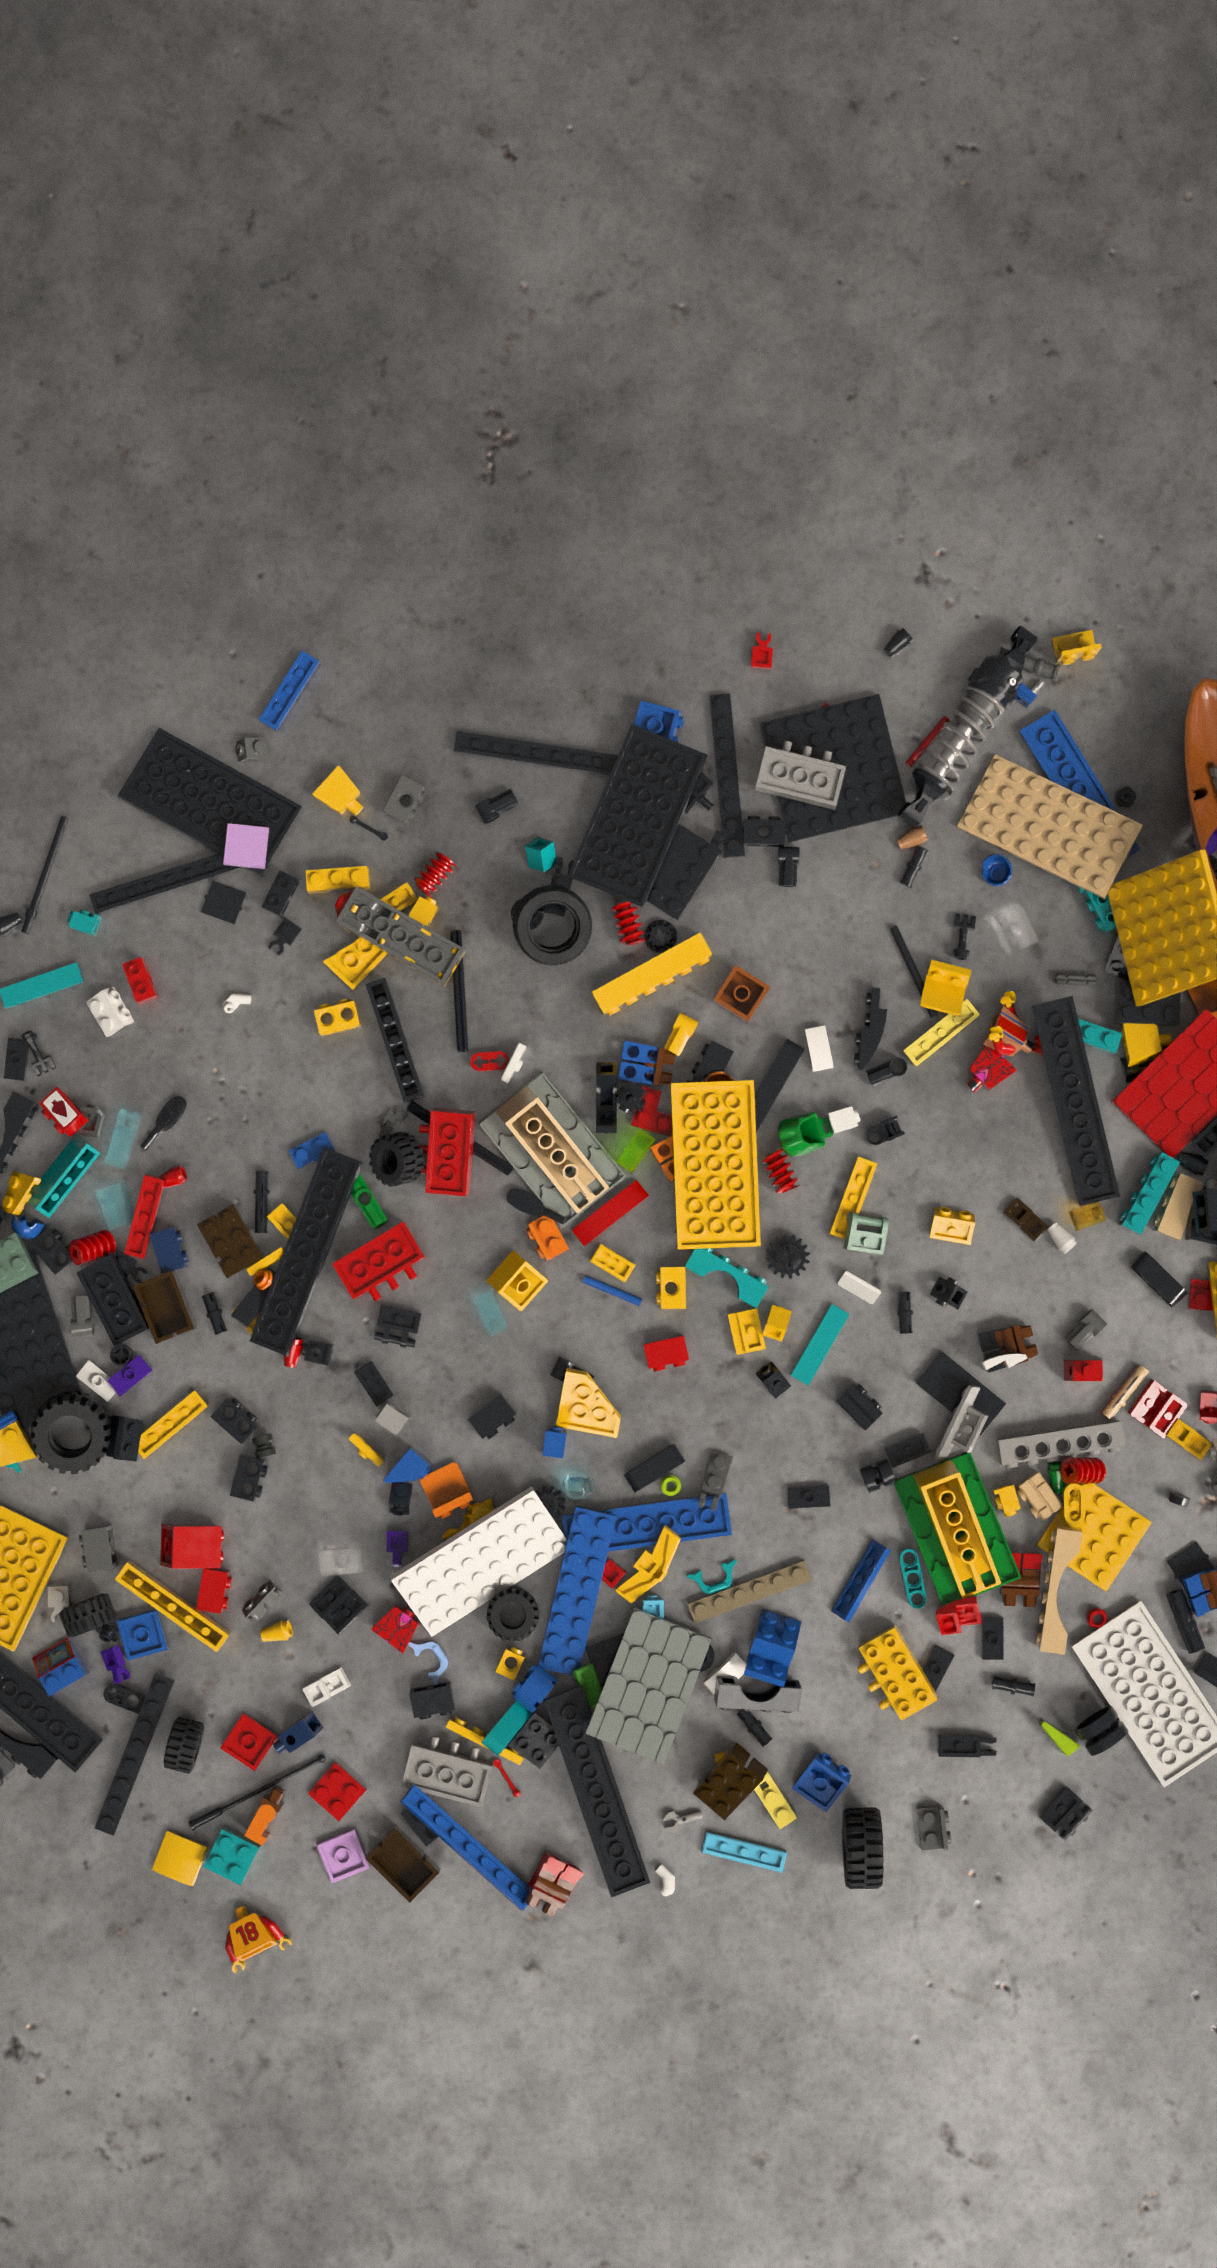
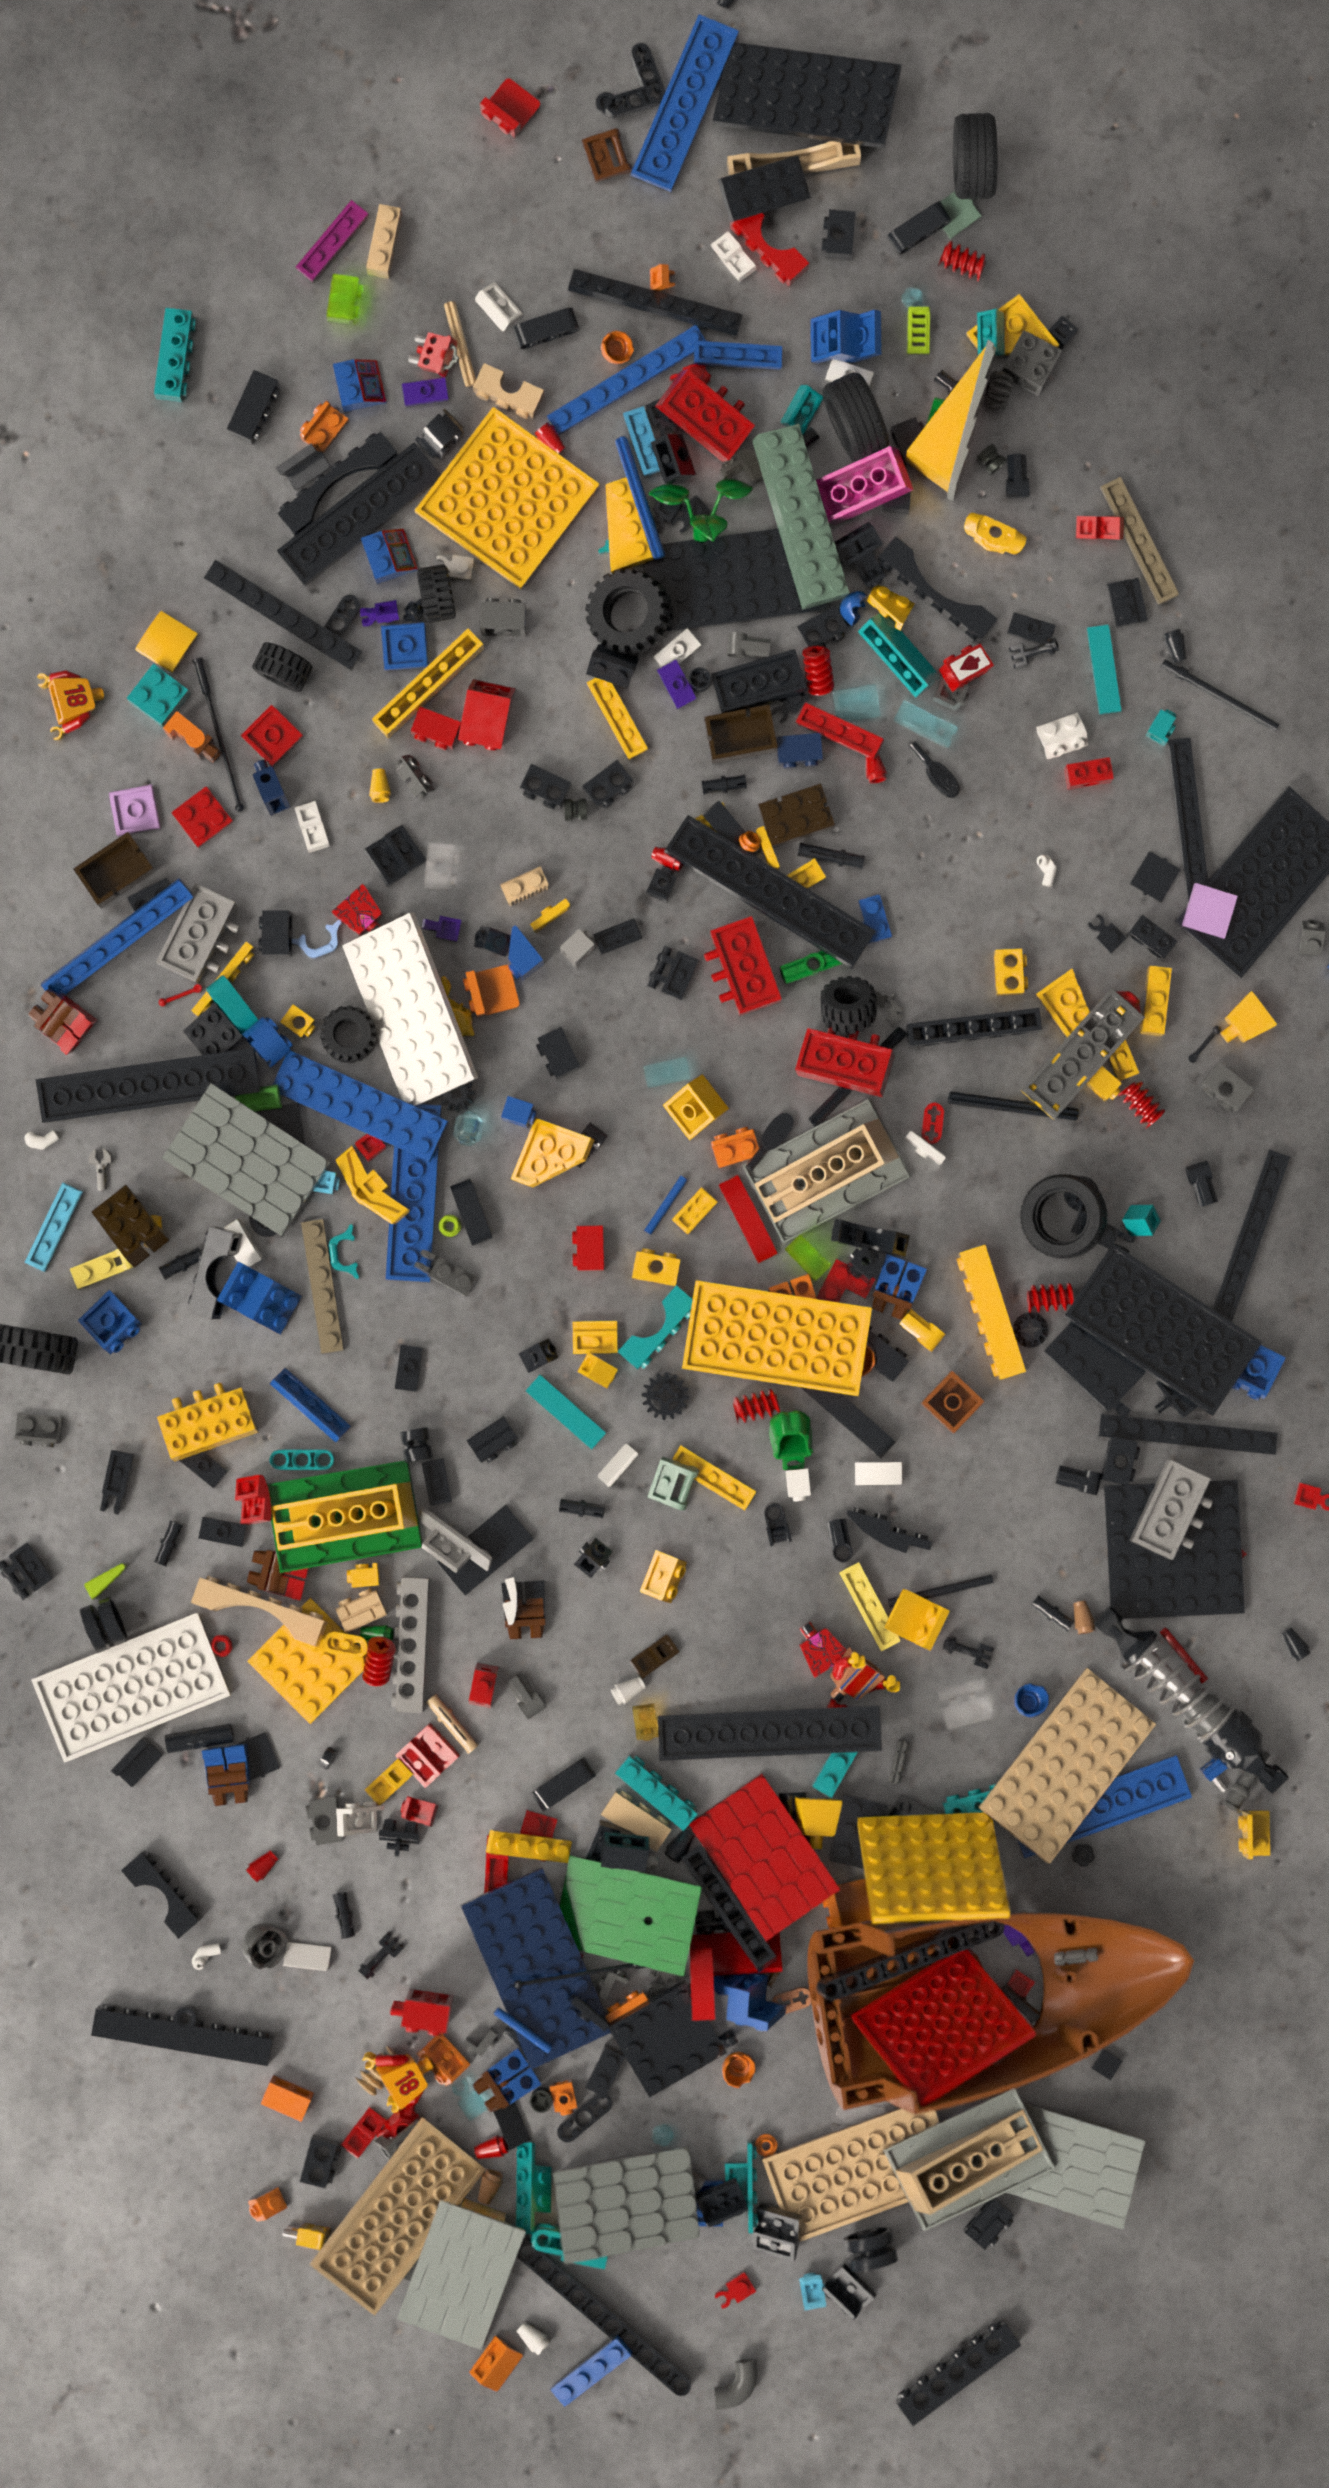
camera: 95 degrees right, 0 degrees up
(344, 1478) = (524, 886): none -> tan brick

